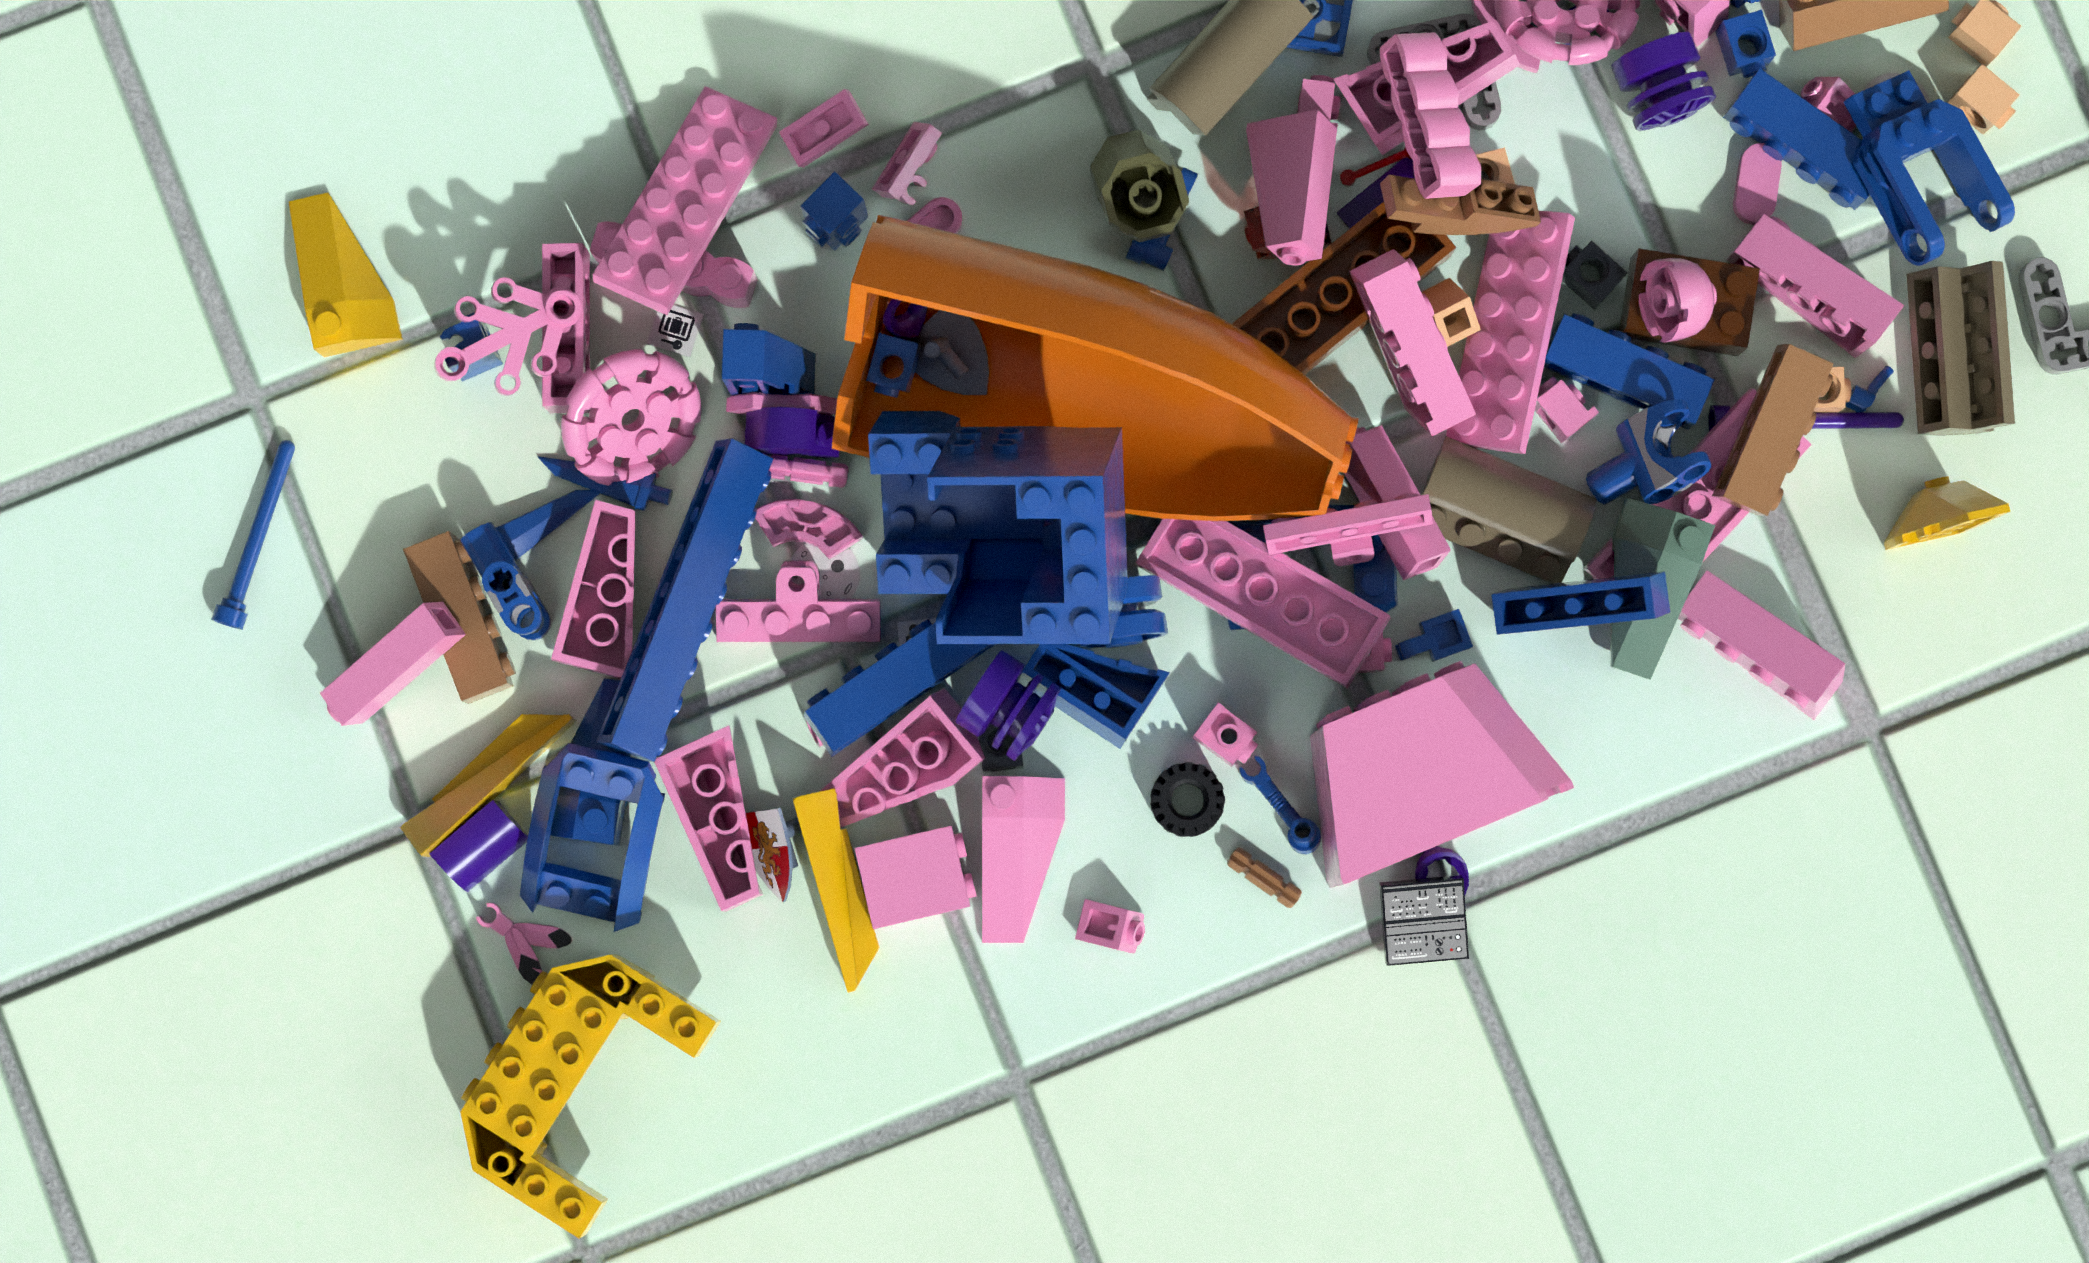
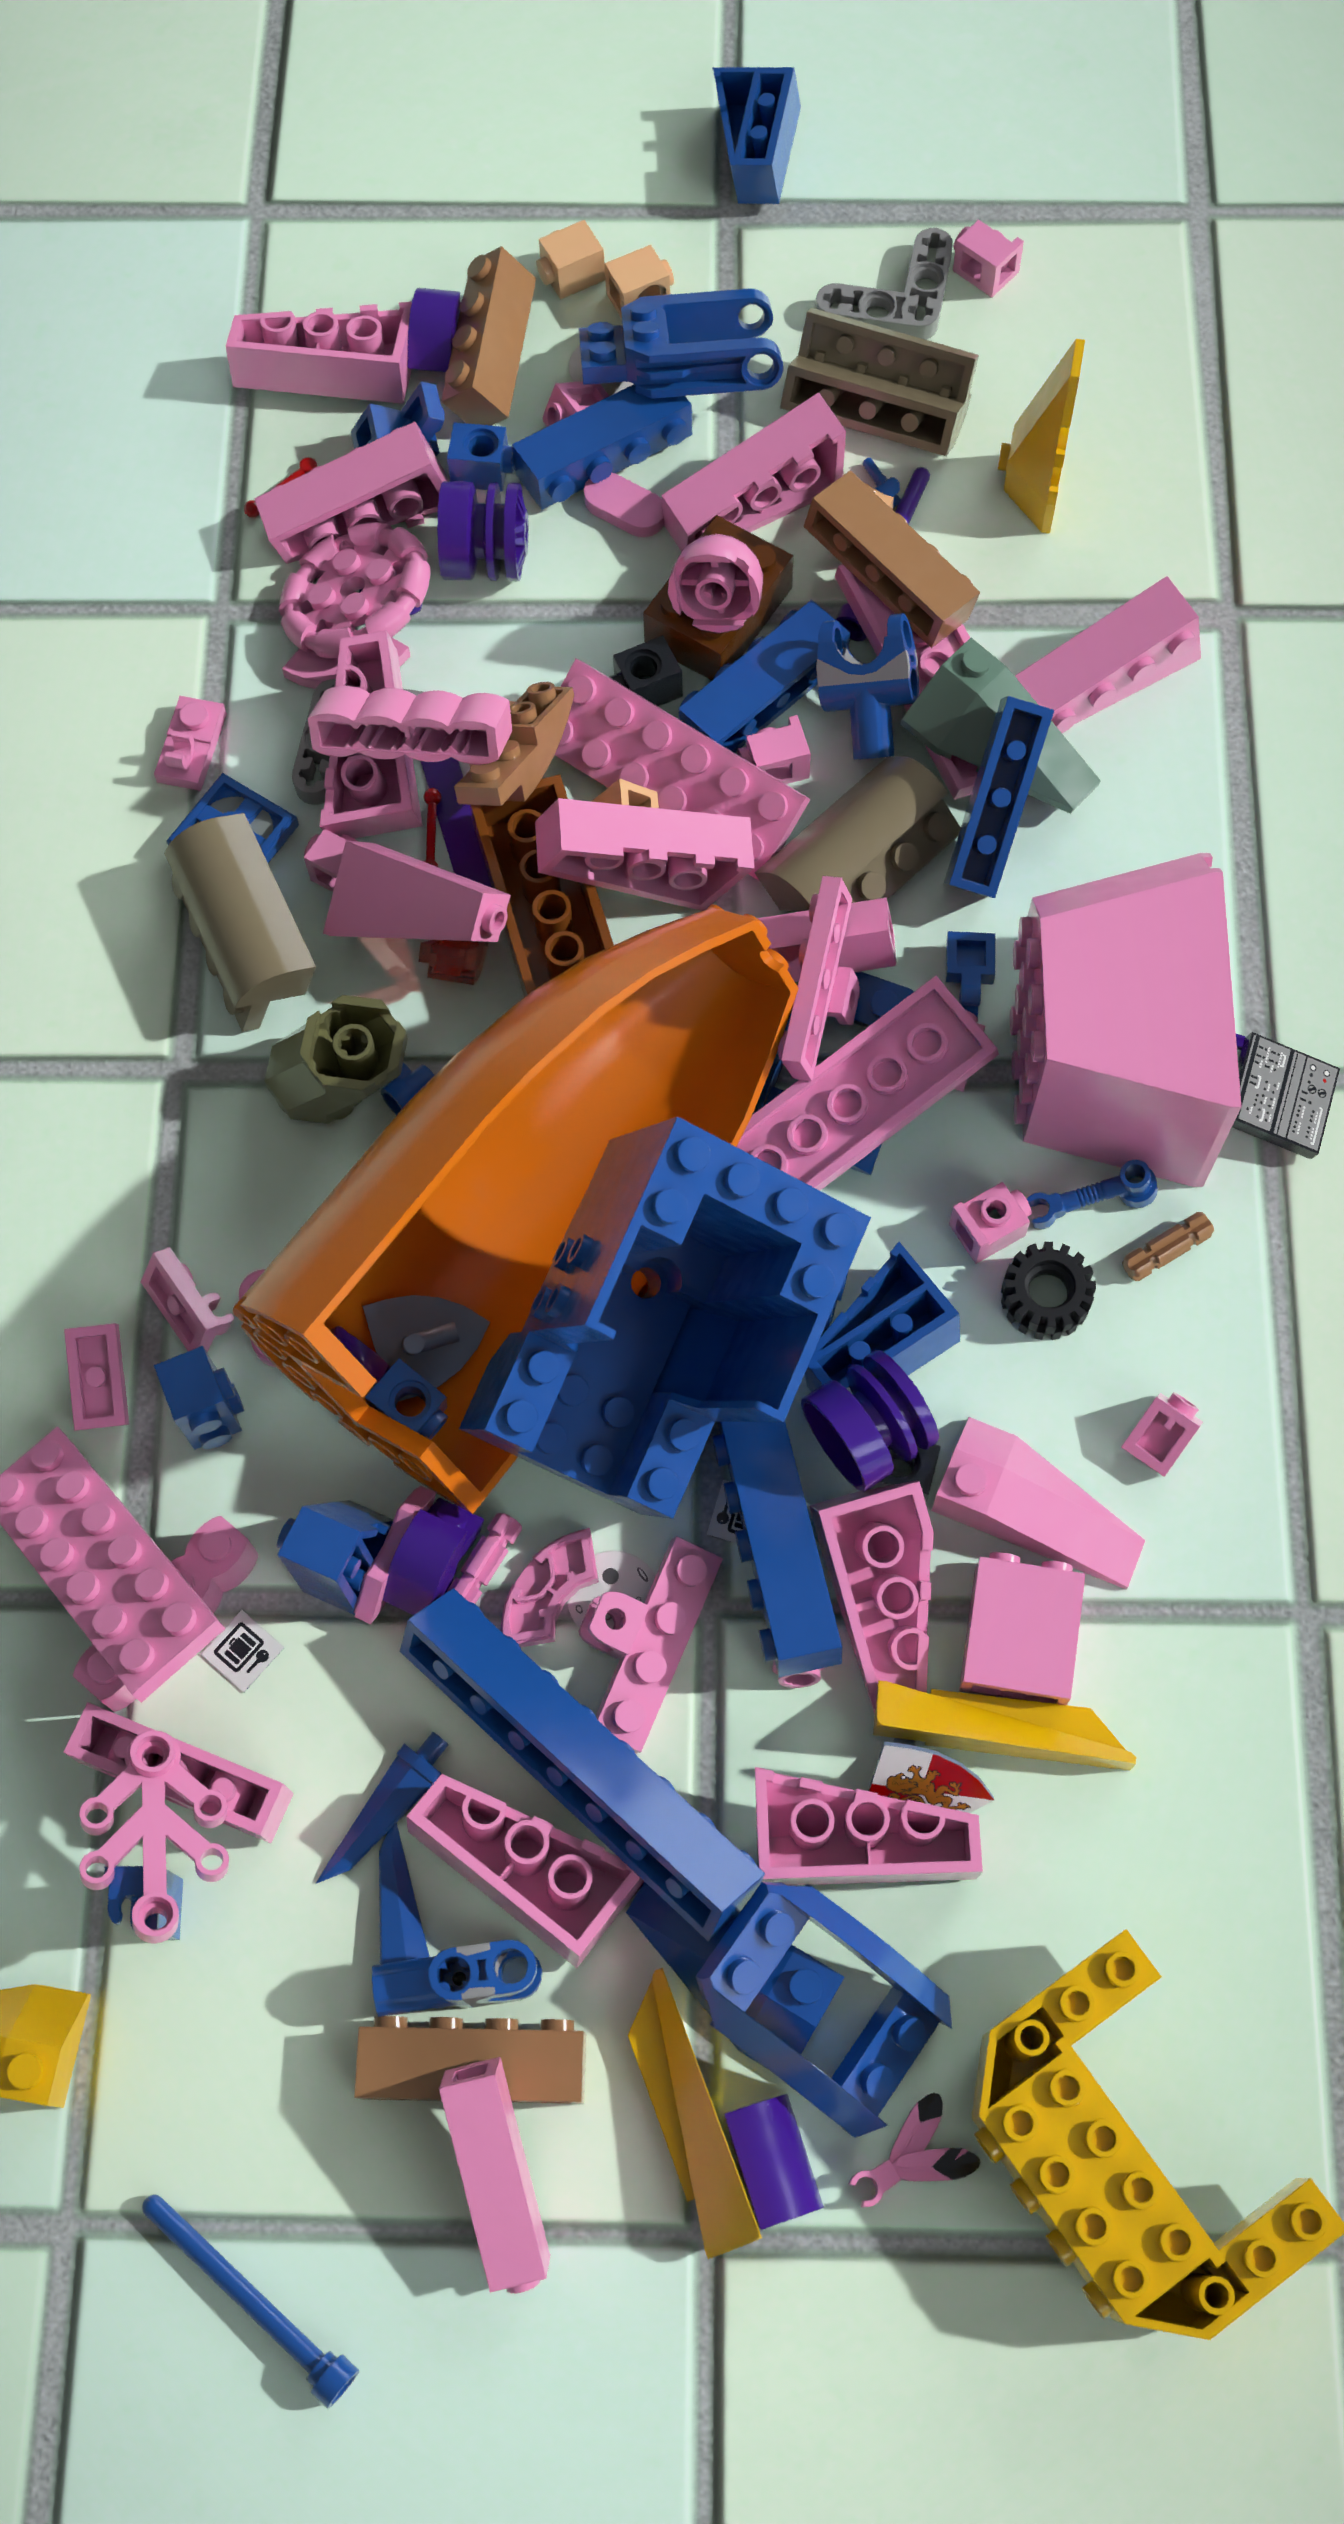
camera: 65 degrees left, 15 degrees down
(642, 436) = (349, 1725): bright pink plate -> none

